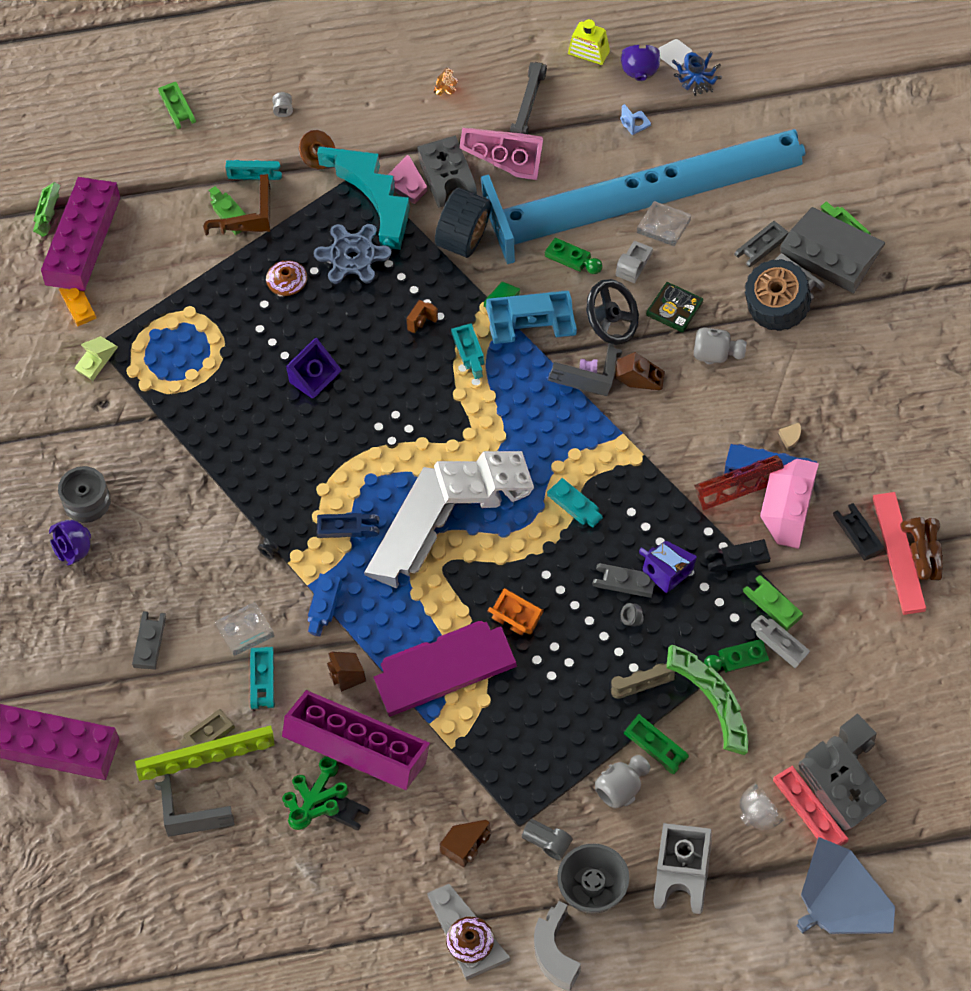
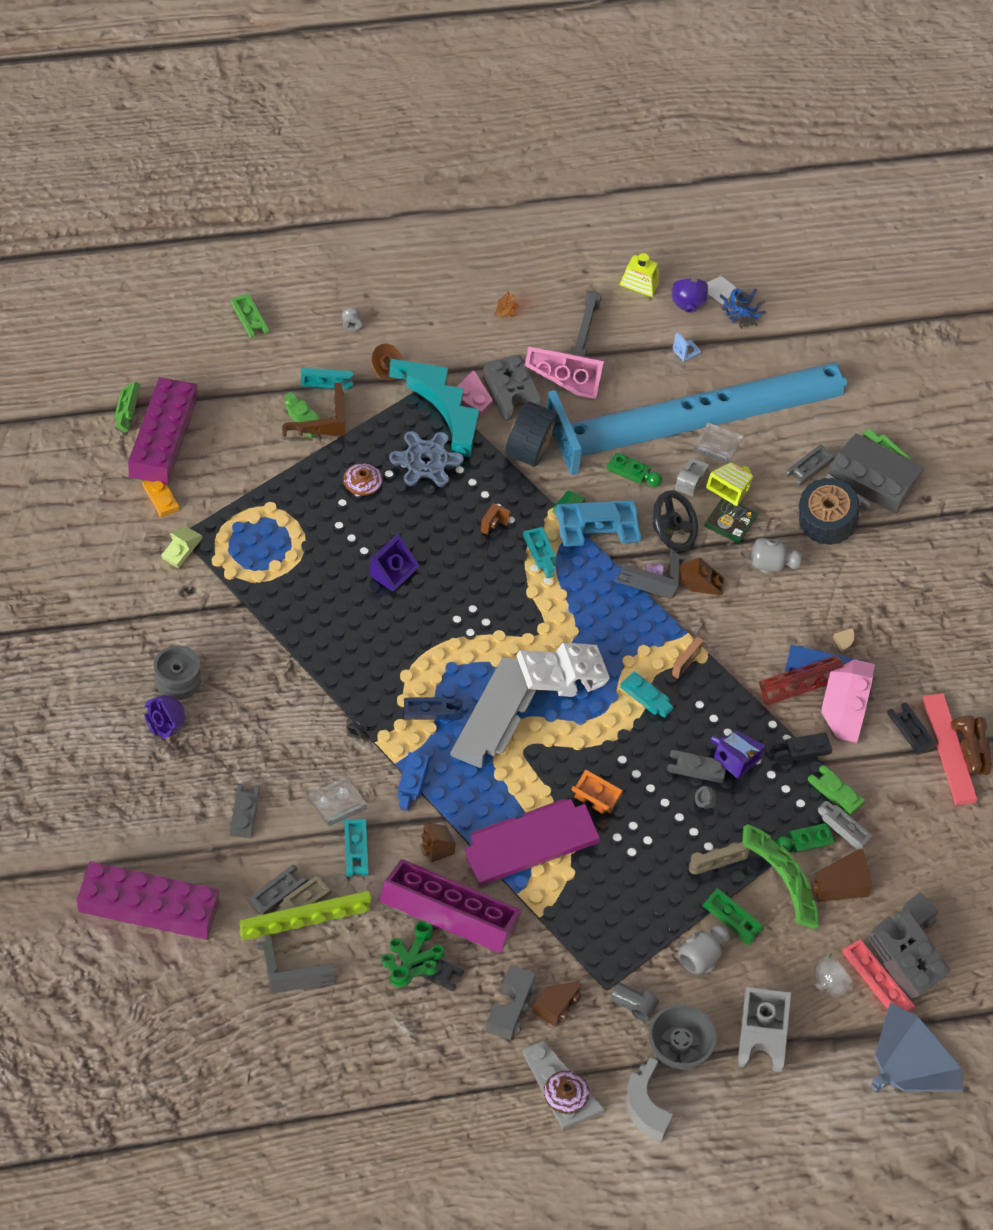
camera: 10 degrees left, 5 degrees down
(175, 727) = (276, 890): none -> dark grey hinge
(410, 861) = (505, 1018): none -> dark grey arch
(619, 461) = (687, 657): none -> nougat tile
(675, 266) = (730, 482): none -> neon yellow torso
(776, 700) = (844, 879): none -> reddish brown slope

